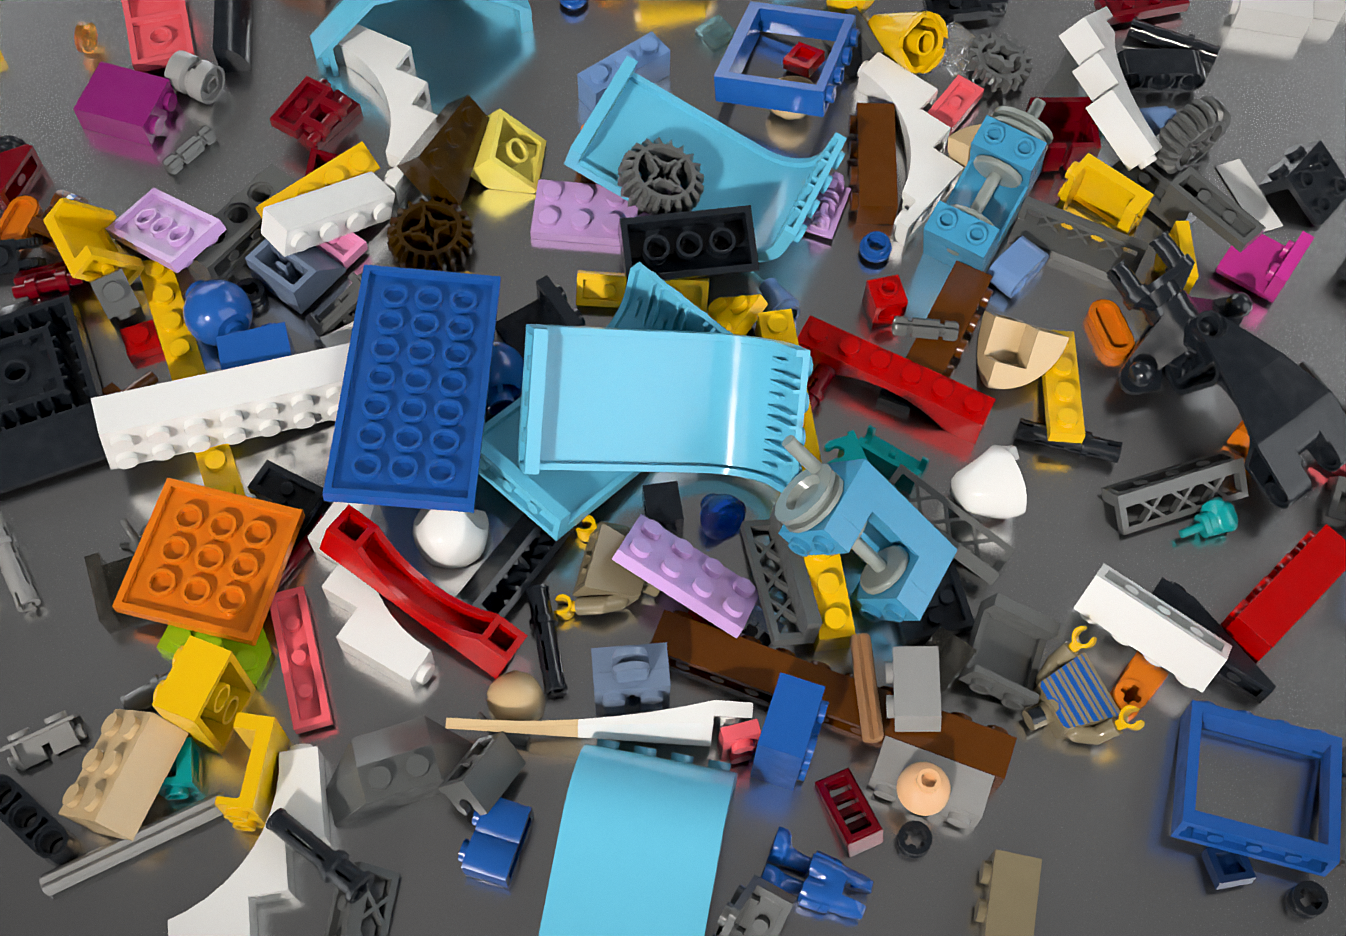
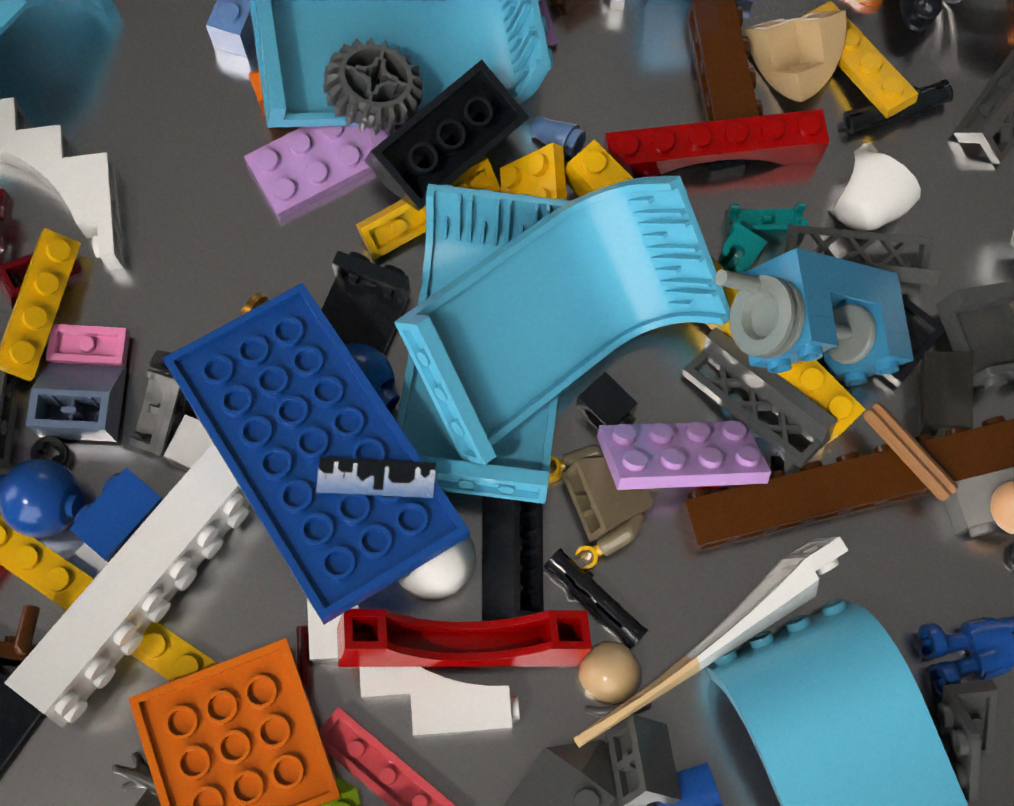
camera: 35 degrees left, 10 degrees up
(288, 489) = (247, 625): black plate -> none
(327, 213) = (71, 326): white brick -> none
(440, 429) = (376, 477): none -> sticker
(447, 151) = (139, 186): dark brown wedge -> none
(449, 227) = (201, 257): dark brown gear -> none
(509, 155) = (192, 150): light yellow slope -> none
(631, 671) = (707, 582): sand blue brick -> none
(721, 515) = (659, 375): clear blue brick -> none
(738, 741) = (841, 577): coral plate -> none
(789, 732) = (882, 538): blue brick -> none
(861, 833) = (980, 561): dark red slope -> none
(877, 240) = (605, 19): blue plate -> none
(884, 300) = (653, 75): red brick -> none
(916, 689) = (955, 425): light grey brick -> none
(925, 328) = (715, 80): dark grey axle -> none

